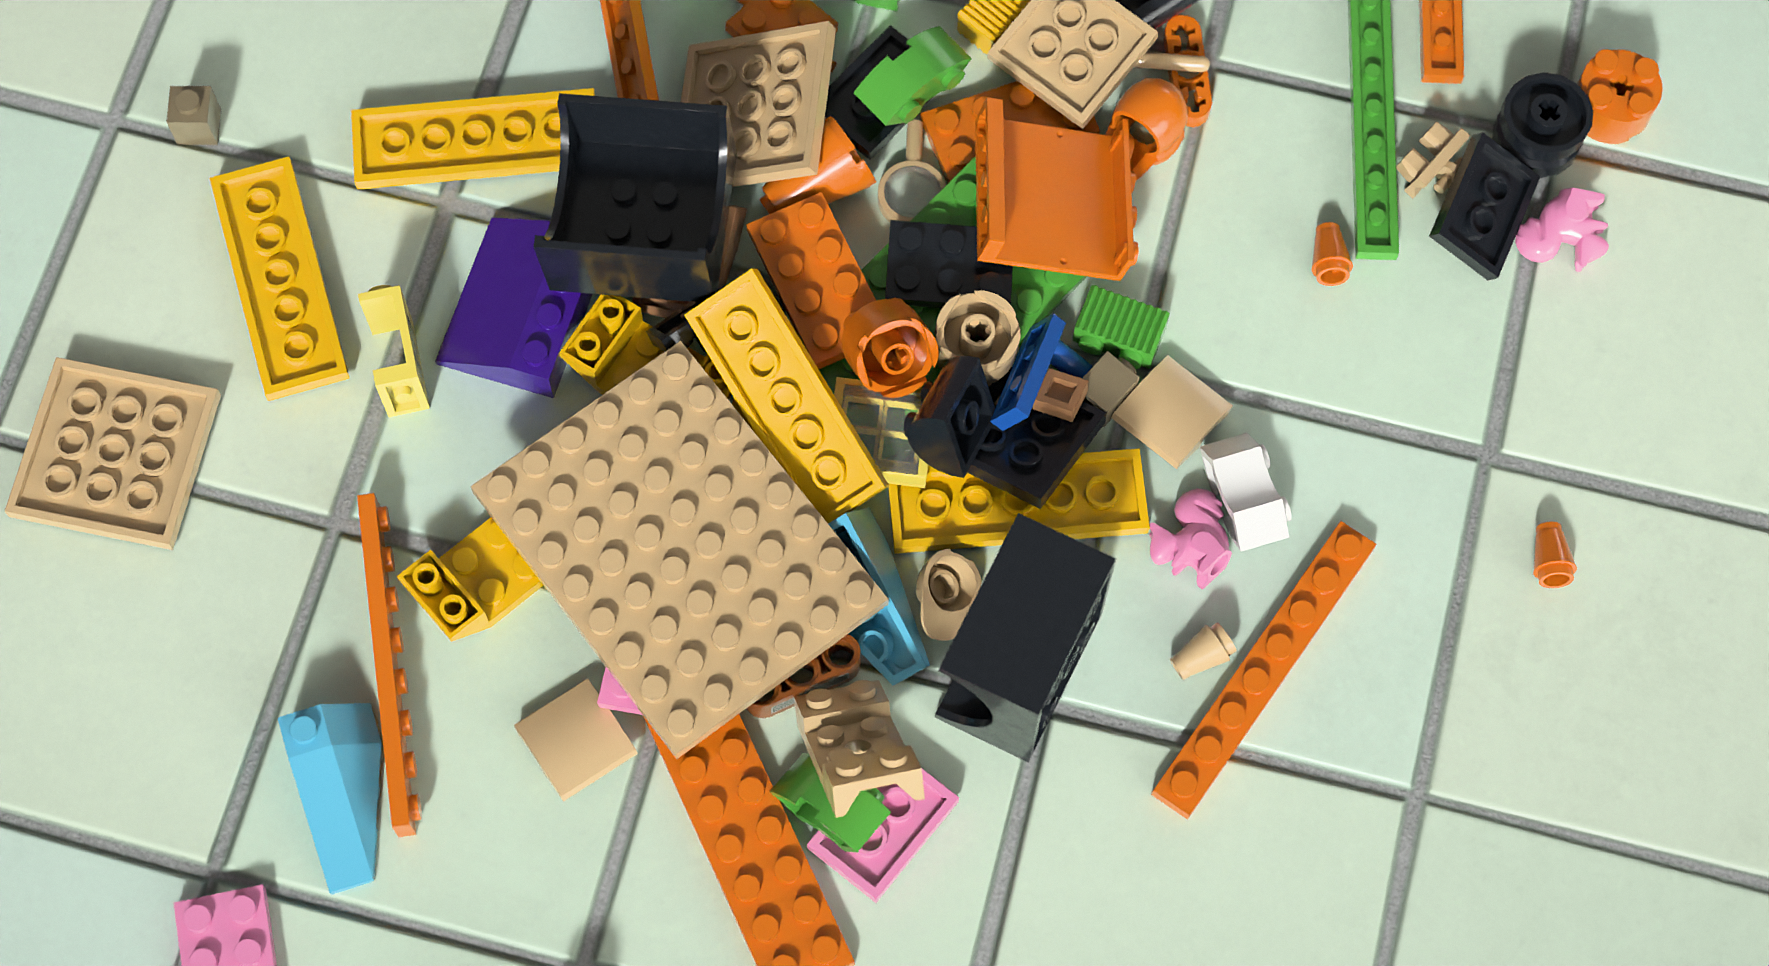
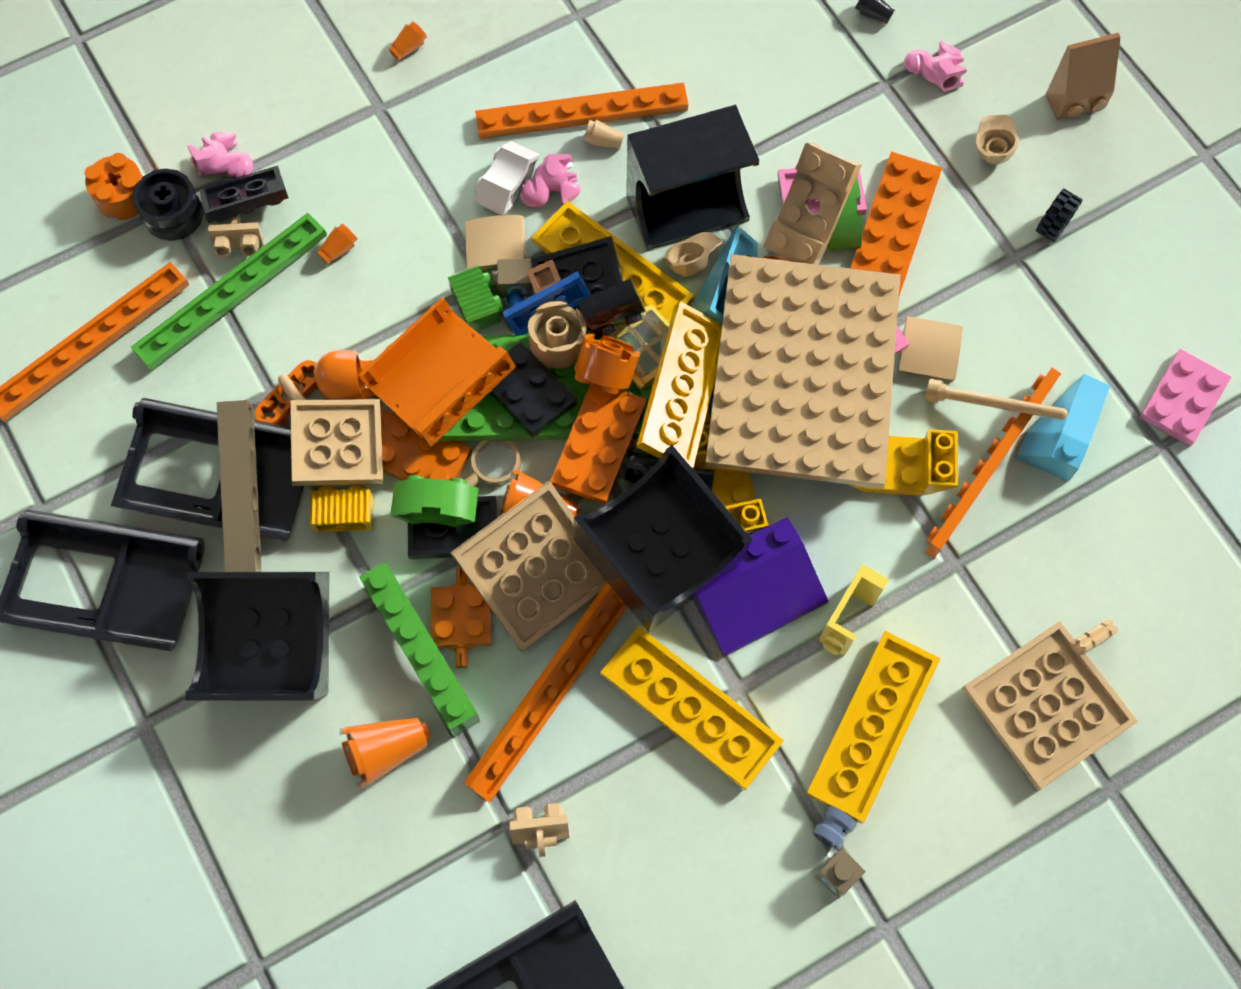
camera: 135 degrees left, 0 degrees up
(117, 558) = (1094, 637): none -> tan axle
(235, 147) = (833, 829): none -> sand blue wheel
(519, 690) = (938, 392): none -> tan piece

